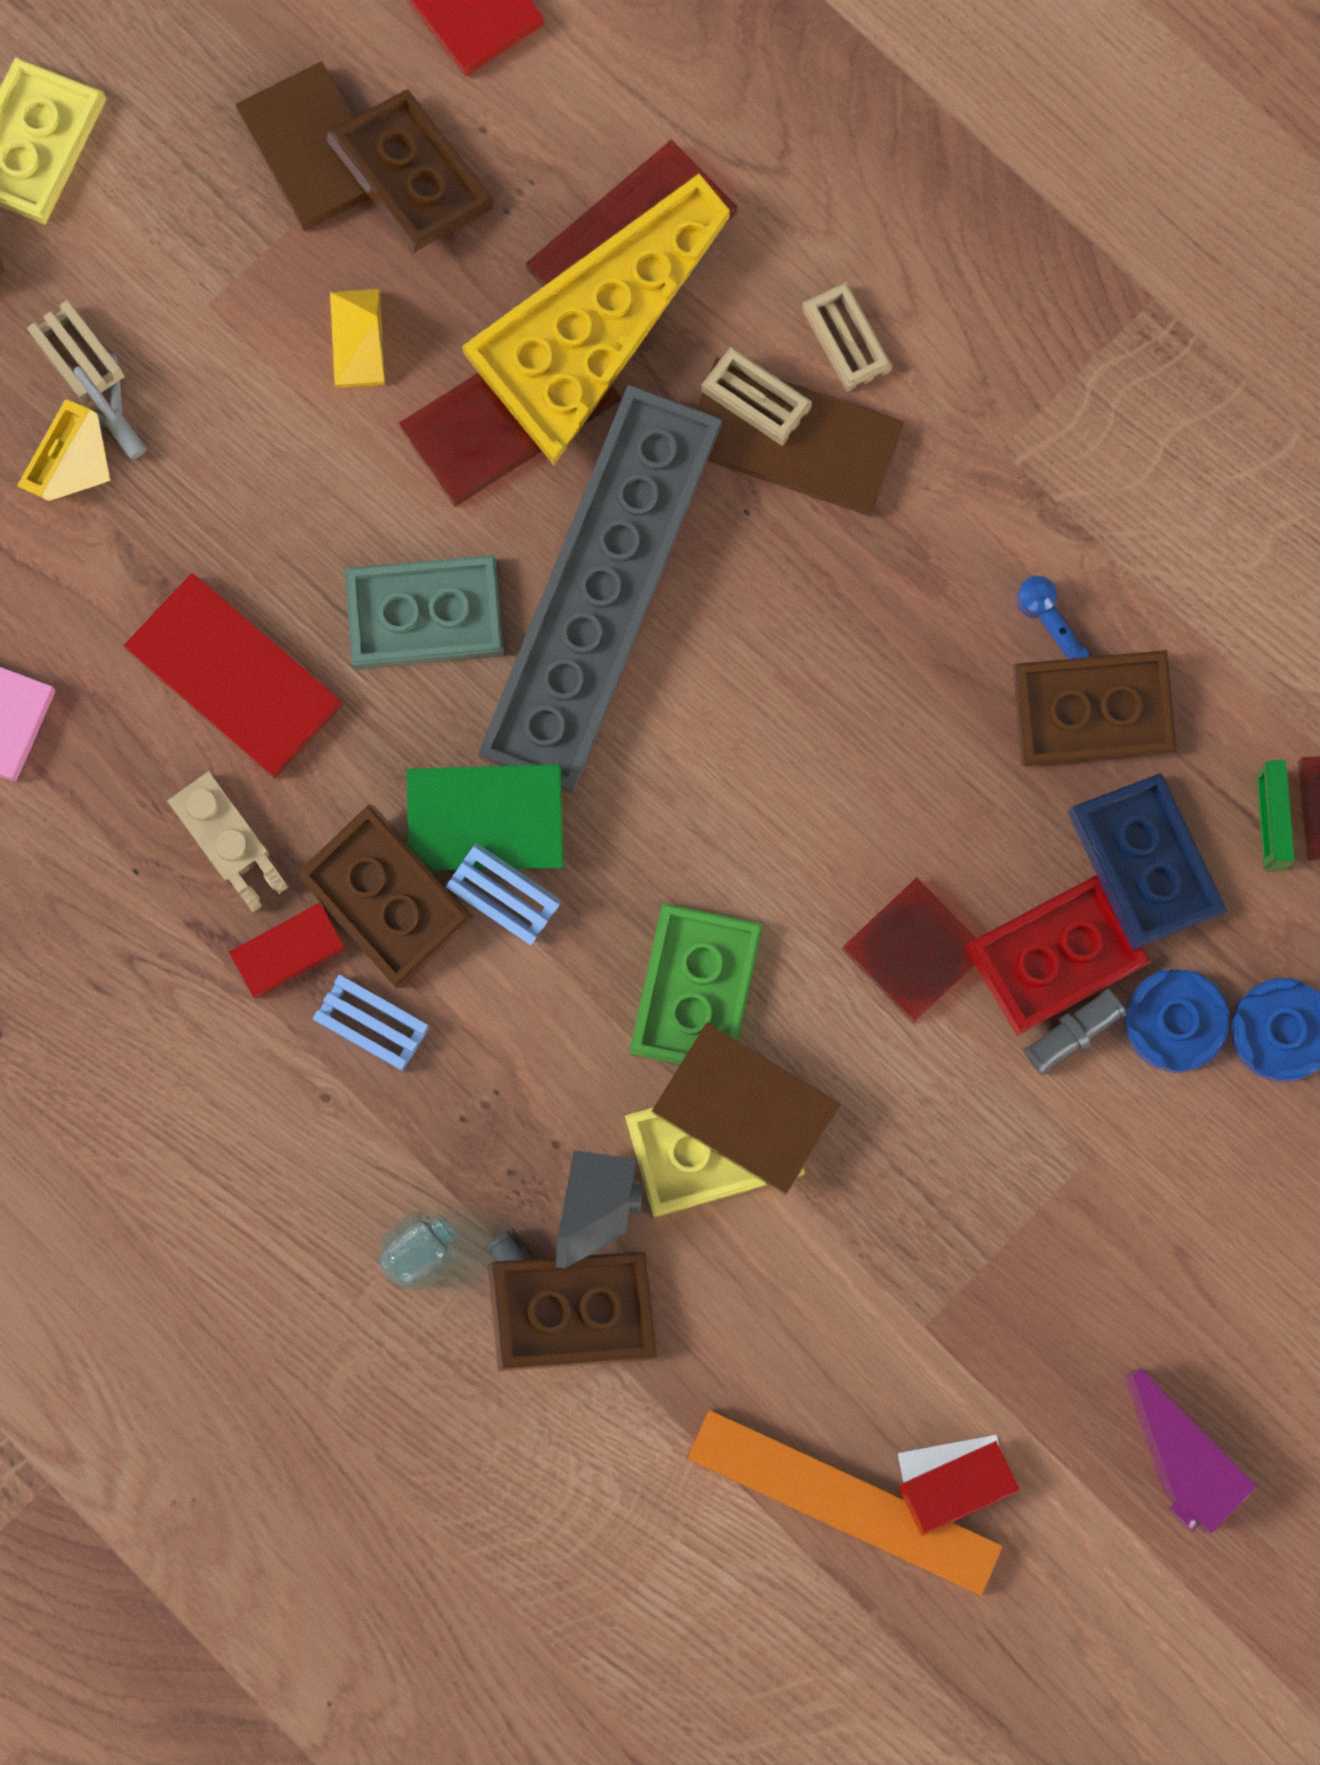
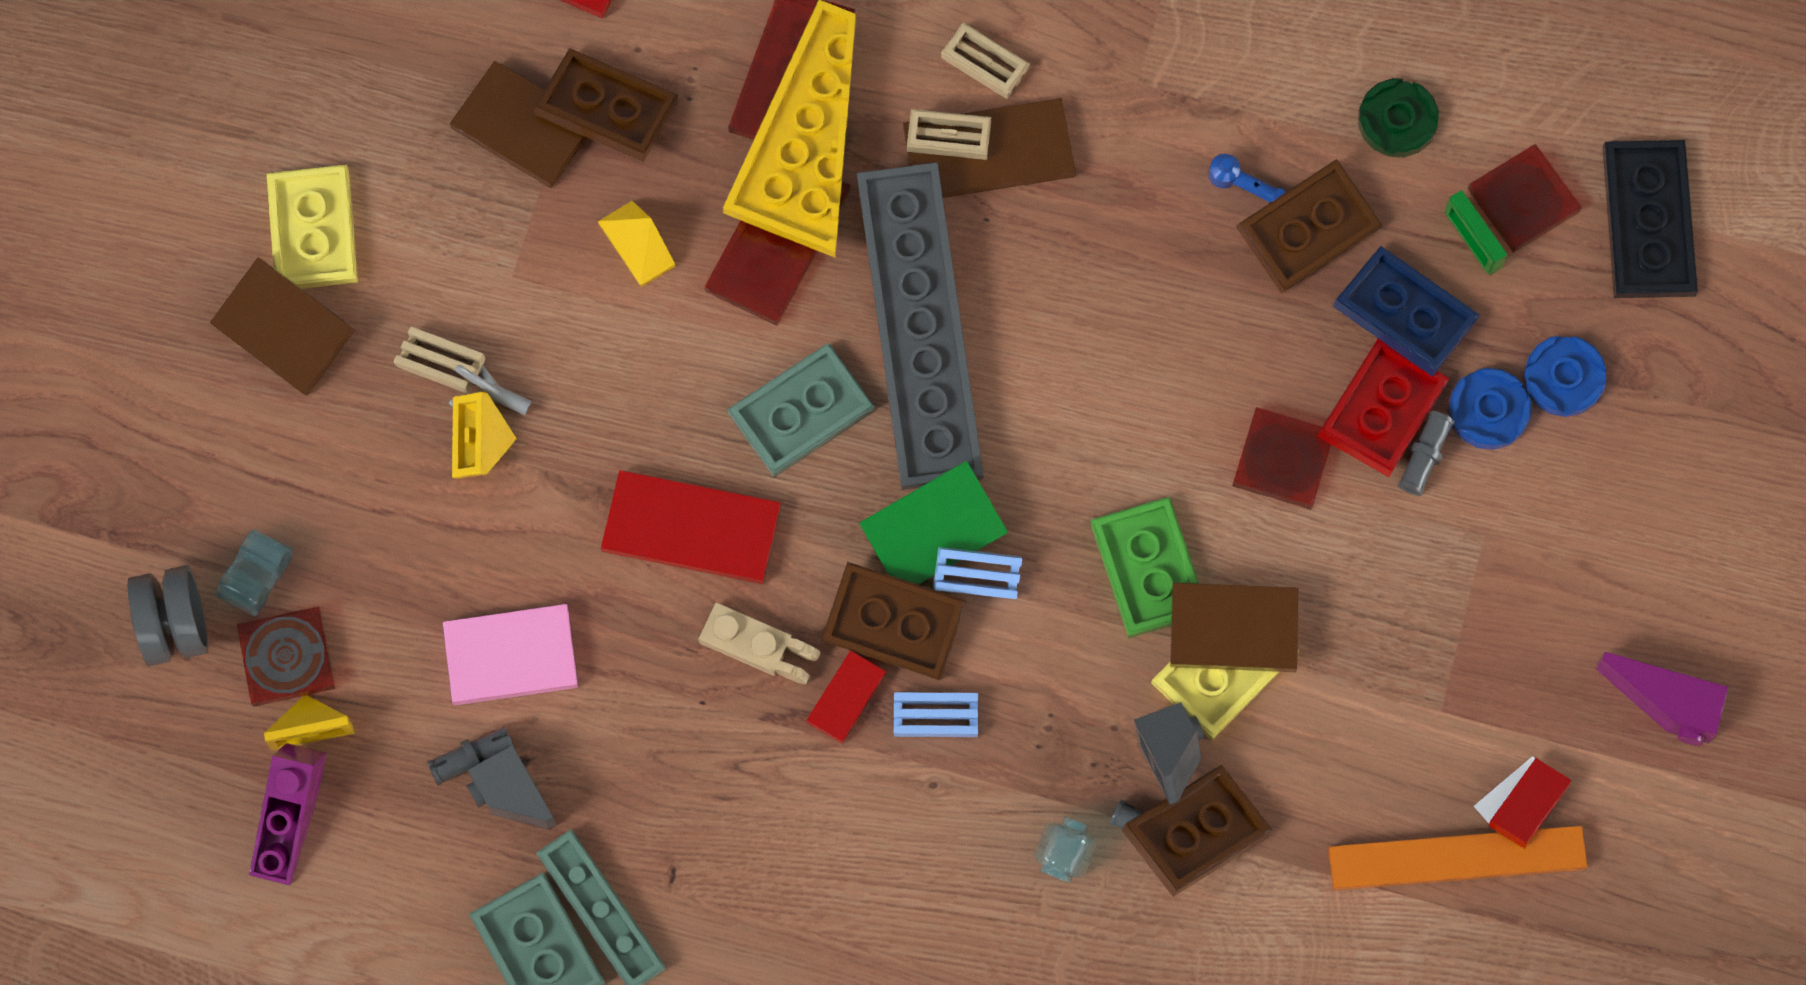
camera: 30 degrees left, 5 degrees down
(1266, 641) = (1398, 118): none -> dark green tile

